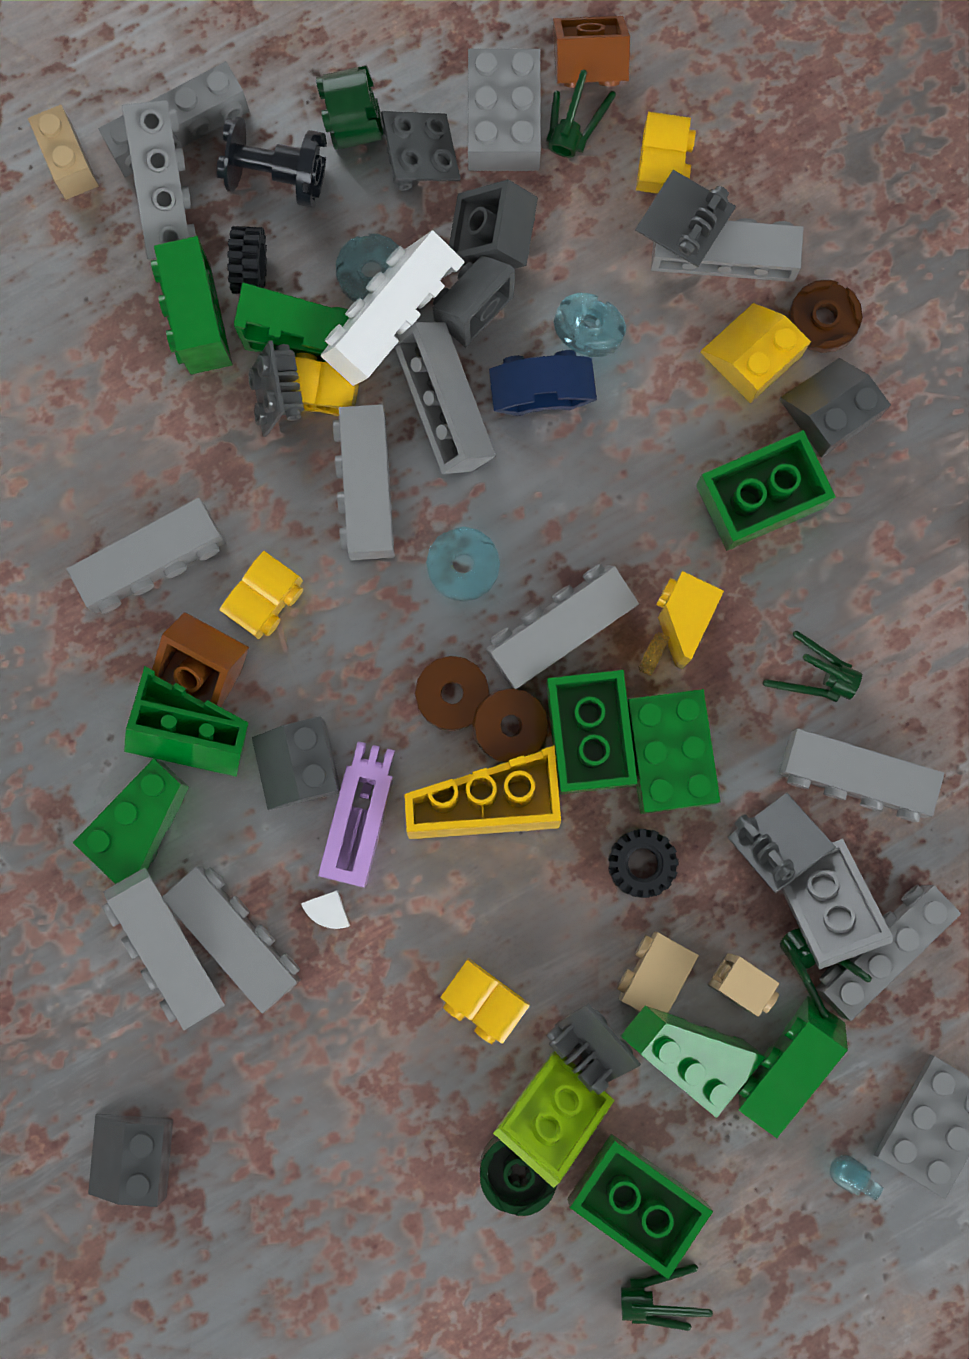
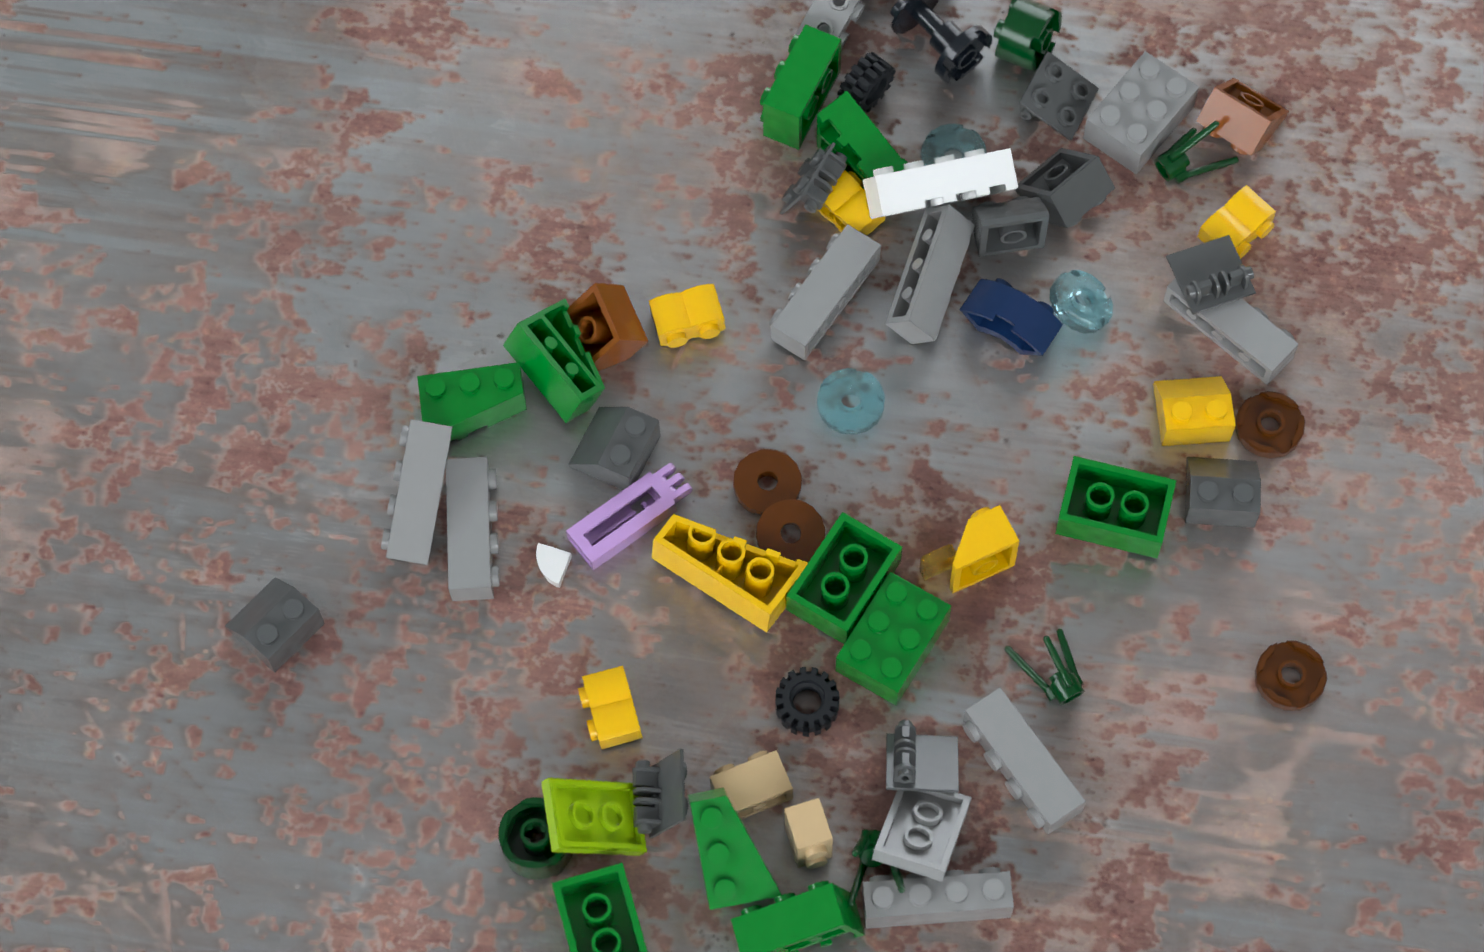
camera: 40 degrees right, 15 degrees down
(146, 556) = (629, 231): light grey brick -> none
(562, 625) = (885, 490): light grey brick -> none

